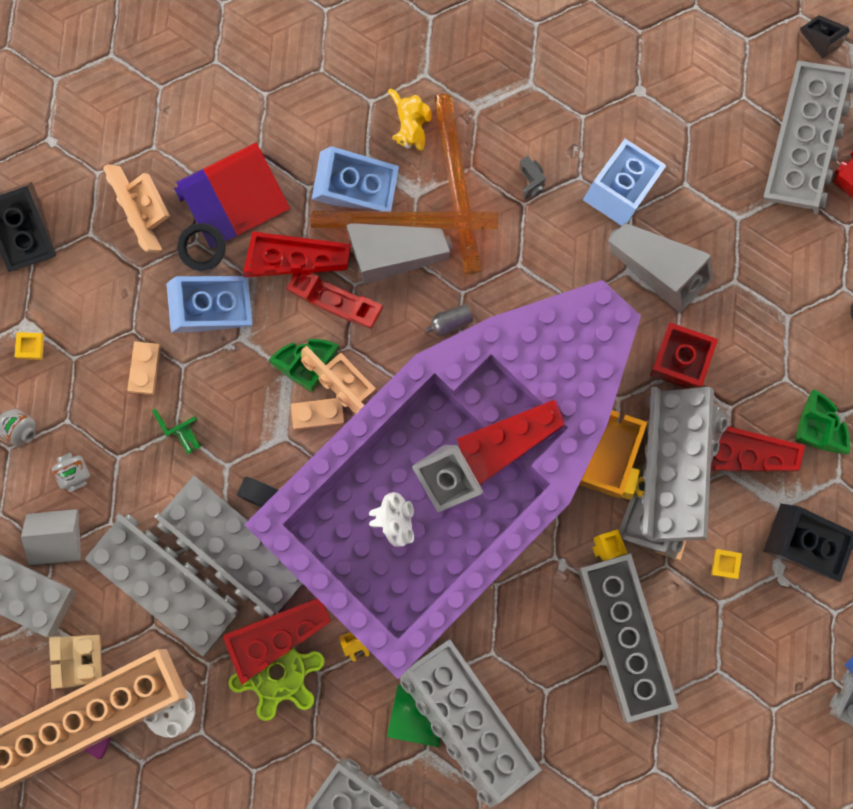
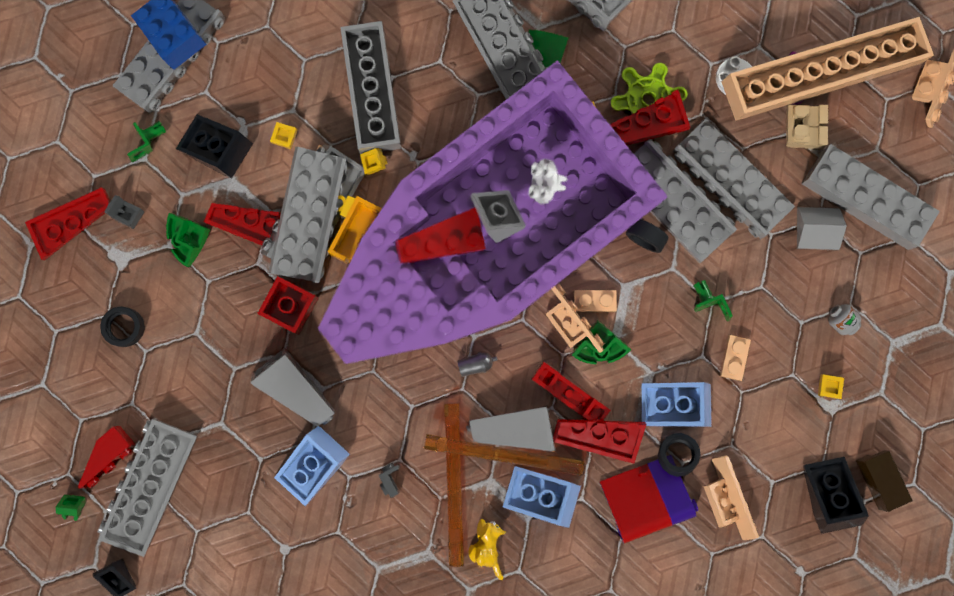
camera: 175 degrees left, 5 degrees up
(70, 472) = (802, 276): light grey head -> none

